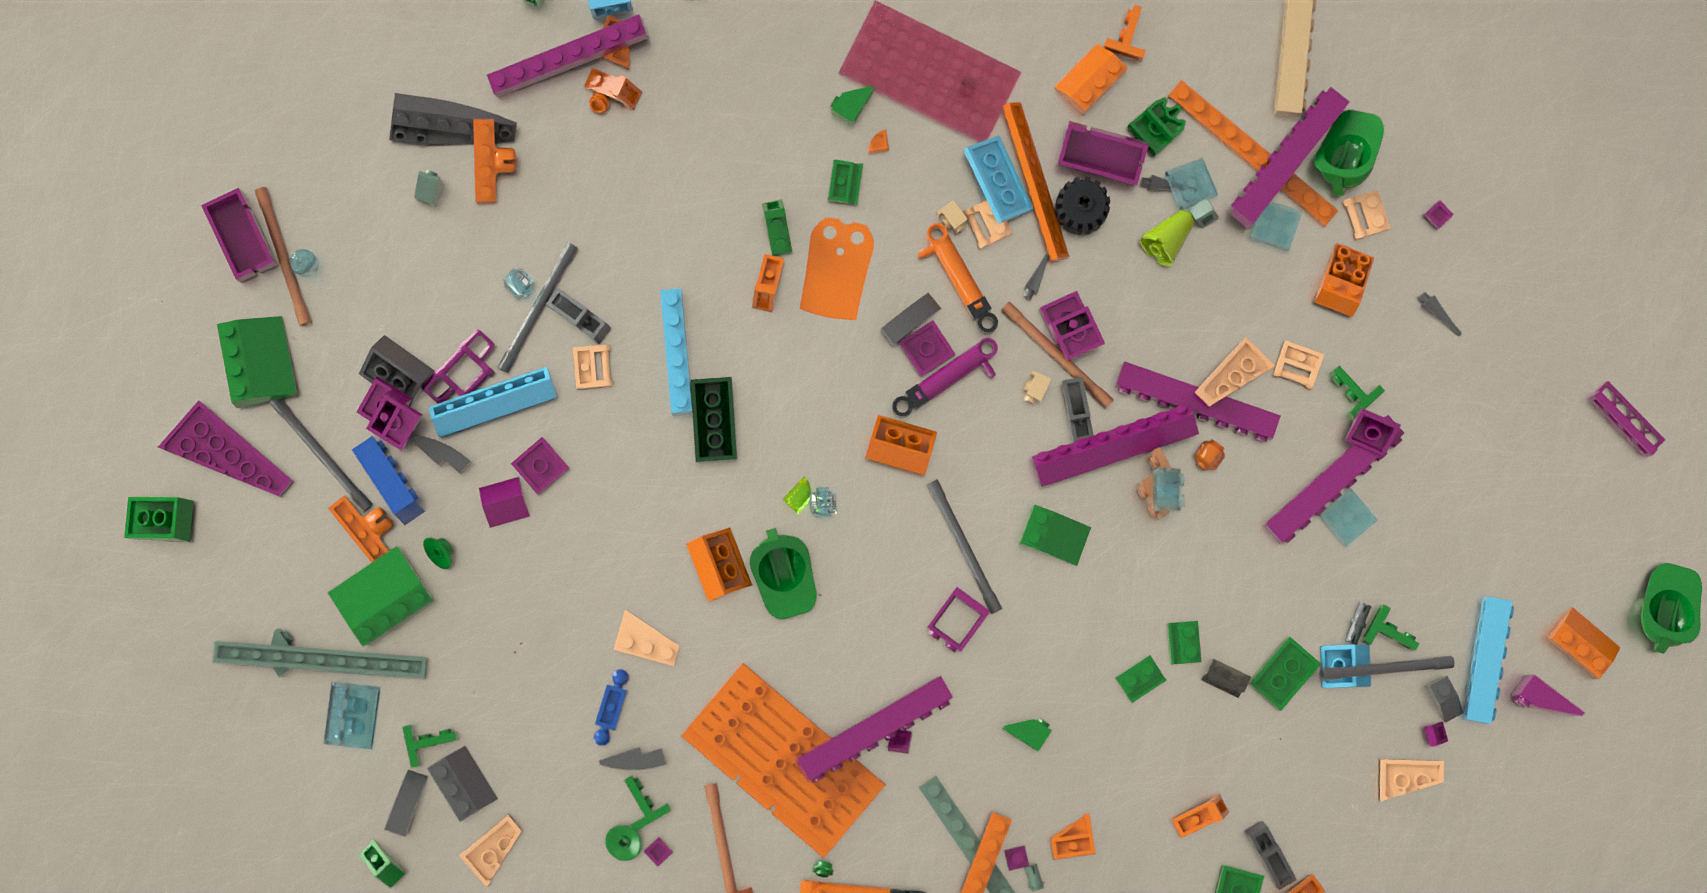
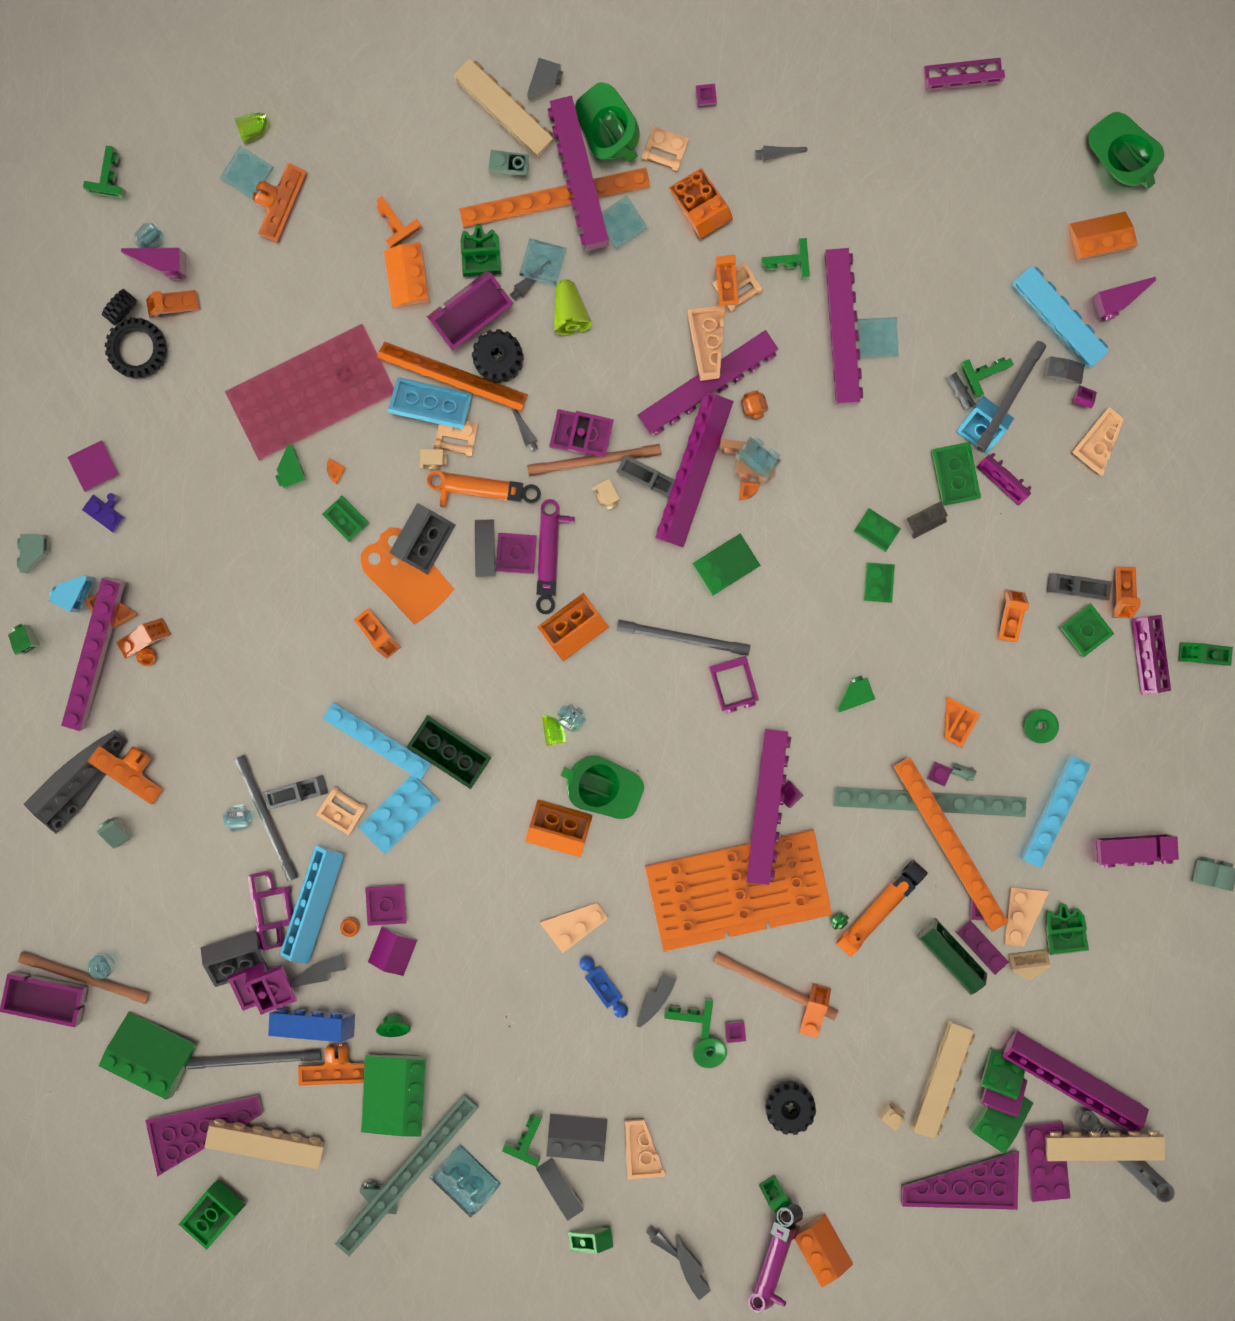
camera: 45 degrees left, 5 degrees up
(254, 517) = (264, 1144): none -> tan brick
(497, 449) = (349, 927): none -> orange plate
(627, 418) = (398, 813): none -> medium azure plate
(777, 227) = (340, 595): green bracket -> none
(878, 259) = (422, 538): none -> dark grey slope
(1133, 505) = (748, 489): none -> orange tile
(1204, 213) = (572, 269): sand green slope -> none
(1251, 91) = (508, 163): none -> sand green slope
(1296, 350) = (726, 280): none -> orange bracket
(1312, 718) = (1004, 479): none -> magenta plate
(1346, 68) = (544, 78): none -> dark grey slope
(1372, 431) = (830, 271): magenta slope -> none

